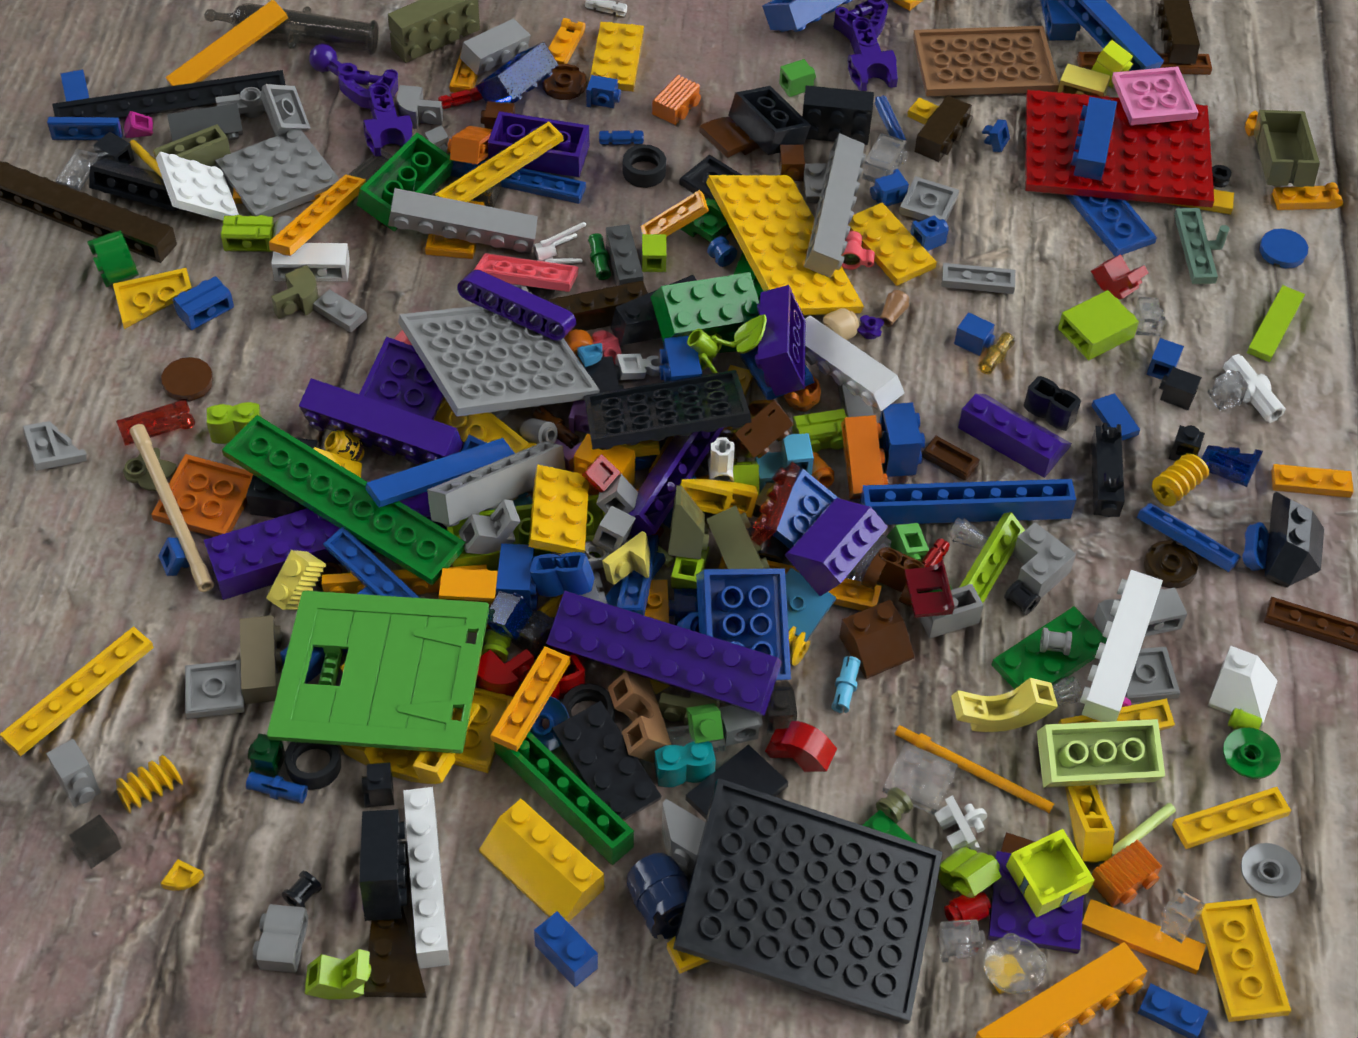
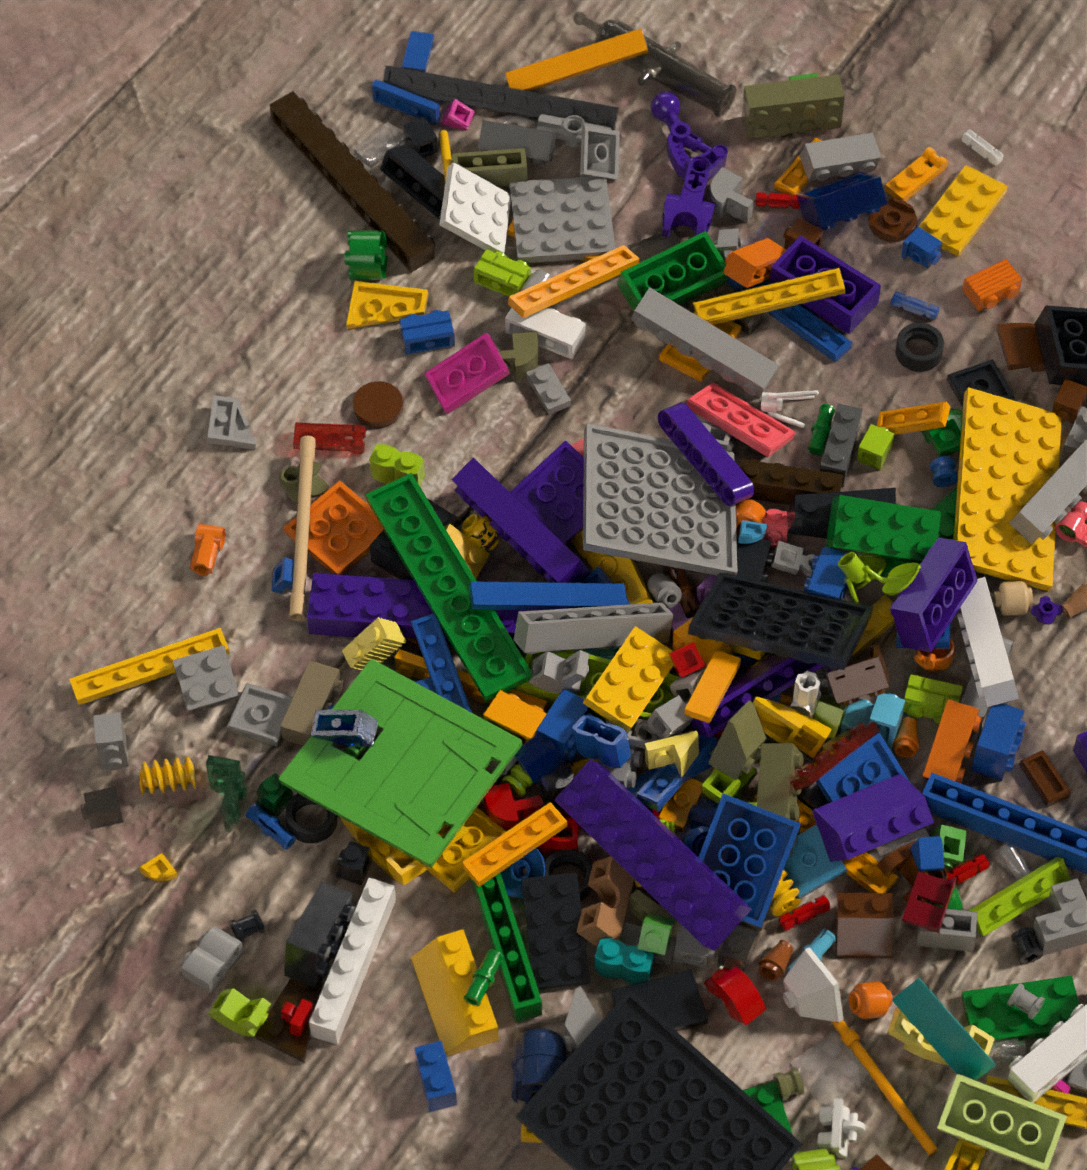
camera: 30 degrees right, 5 degrees up
(82, 558) = (208, 542): none -> orange piece
(141, 678) = (206, 678): none -> light grey plate
(212, 758) = (227, 778): none -> clear green bracket
(259, 321) = (467, 373): none -> dark pink tile
(311, 659) = (345, 727): none -> slope
(399, 953) = (298, 1016): none -> red tile
(568, 832) = (483, 977): none -> green pin
(638, 486) = (712, 686): none -> light orange tile
(817, 652) = (804, 912): none -> red axle
(818, 704) = (775, 961): none -> dark orange cone
(871, 710) = (812, 989): none -> white slope
(901, 552) = (928, 853): none -> blue slope
(921, 700) = (870, 1000): none -> orange head
(1009, 693) = (943, 1031): none -> teal piece

